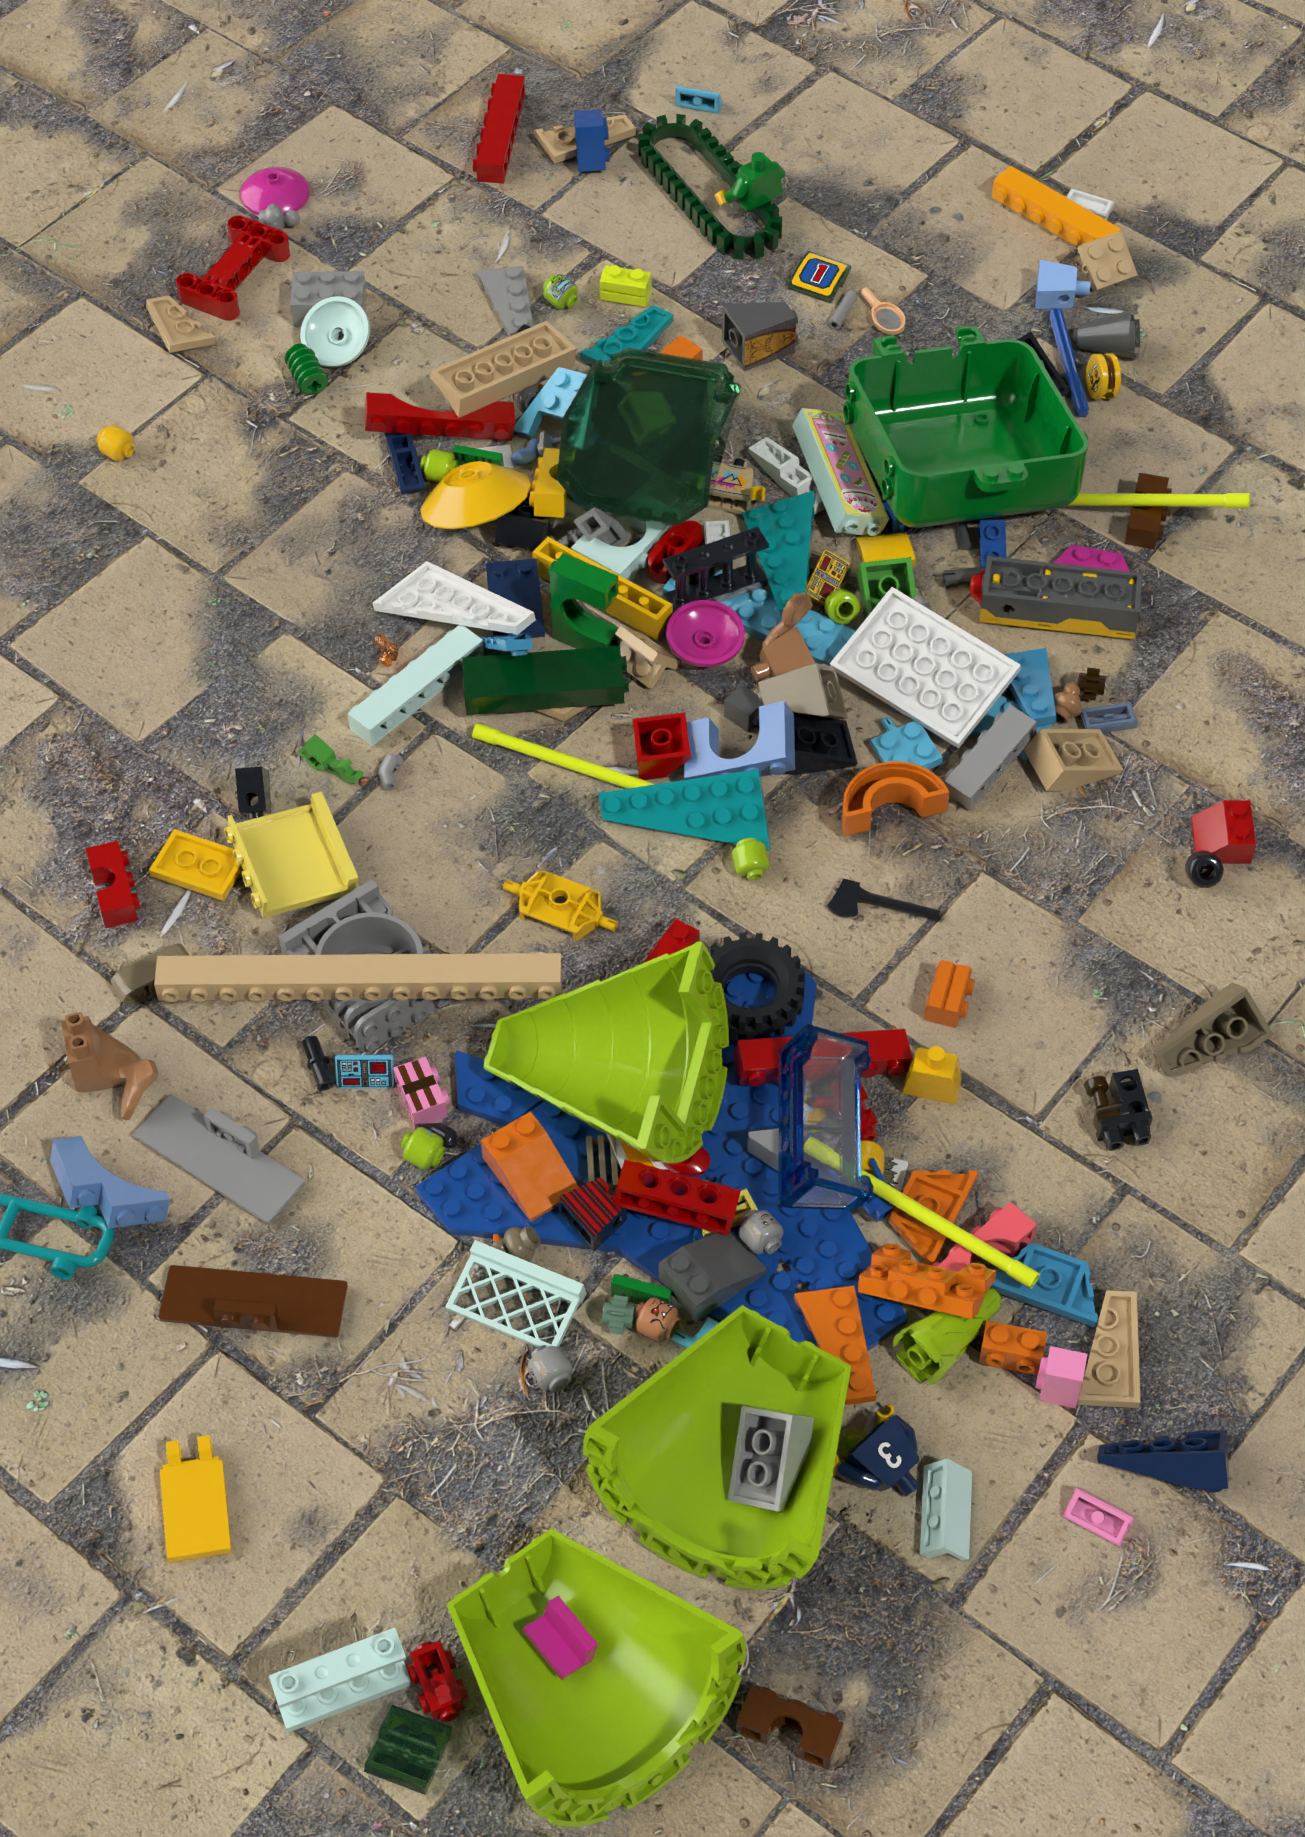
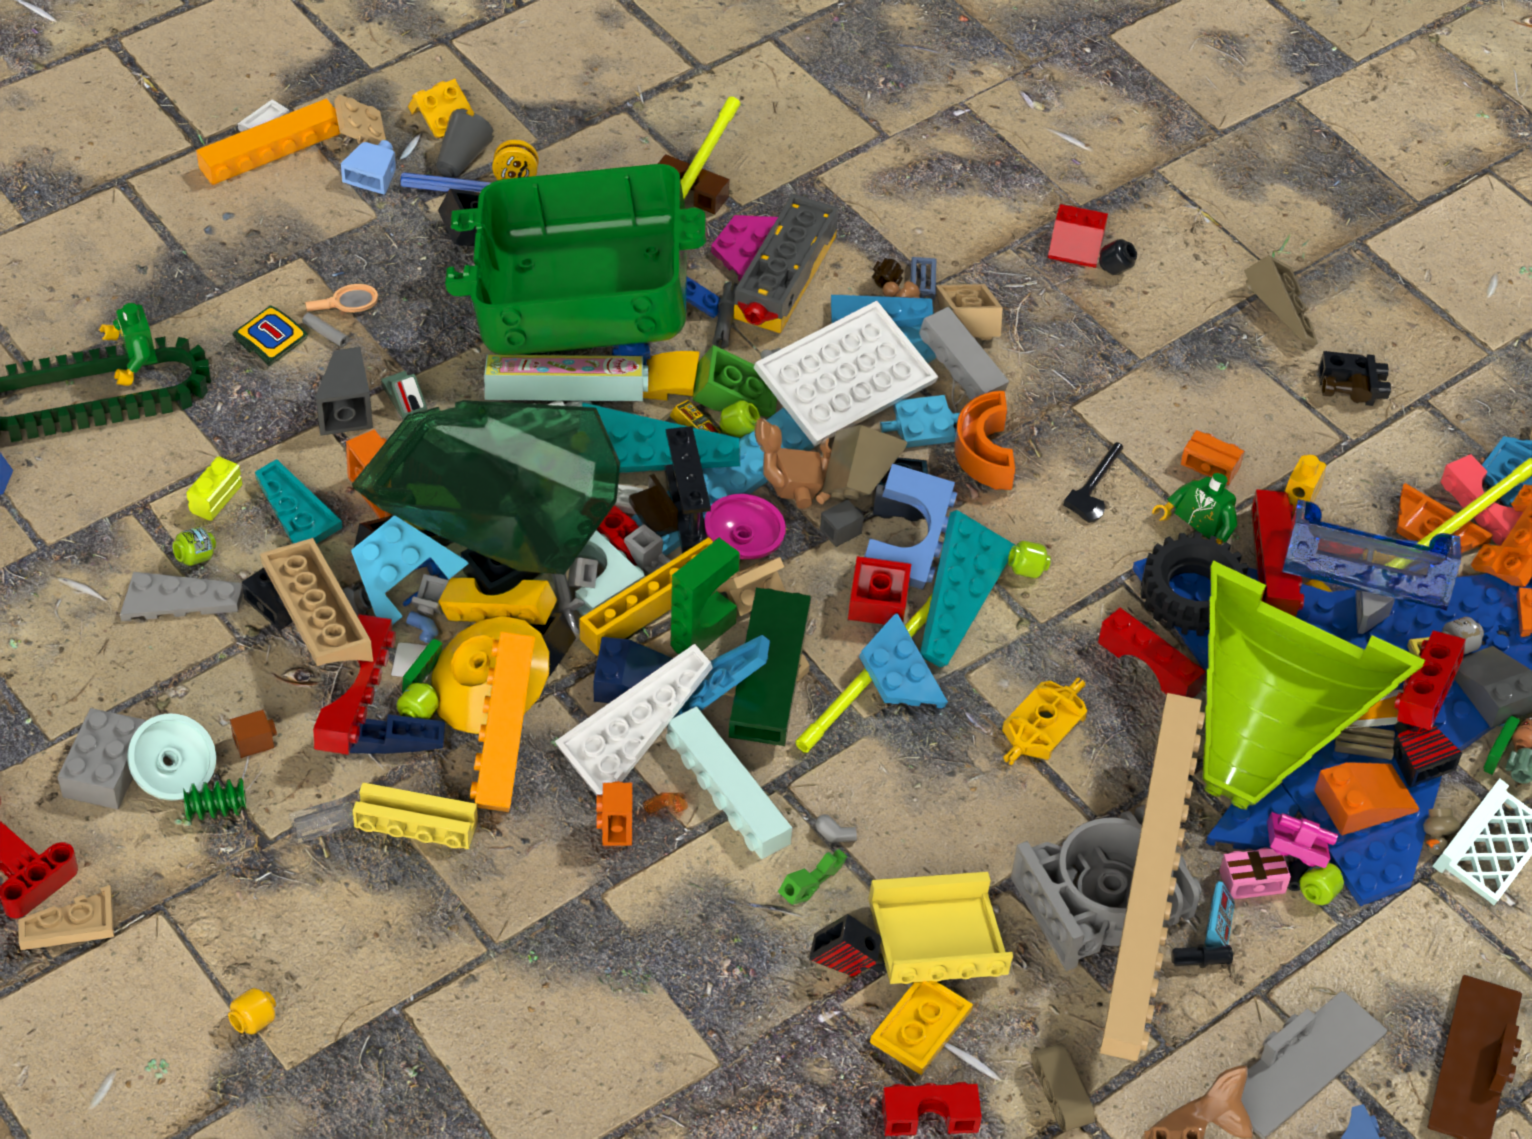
camera: 80 degrees left, 5 degrees down
(309, 439) = (322, 819): none -> clear panel
(324, 494) = (415, 816): none -> light yellow brick
(352, 610) = (615, 814): none -> orange brick
(379, 375) = (253, 733): none -> dark orange brick
(412, 508) = (504, 721): none -> light orange brick
(454, 1111) = (1300, 839): none -> dark pink plate
(579, 778) = (900, 668): none -> dark azure wing
(654, 573) = (646, 549): none -> light grey slope
(786, 377) = (404, 393): none -> slope
(864, 994) = (1204, 506): none -> green torso
(1162, 313) = (438, 105): none -> yellow bracket

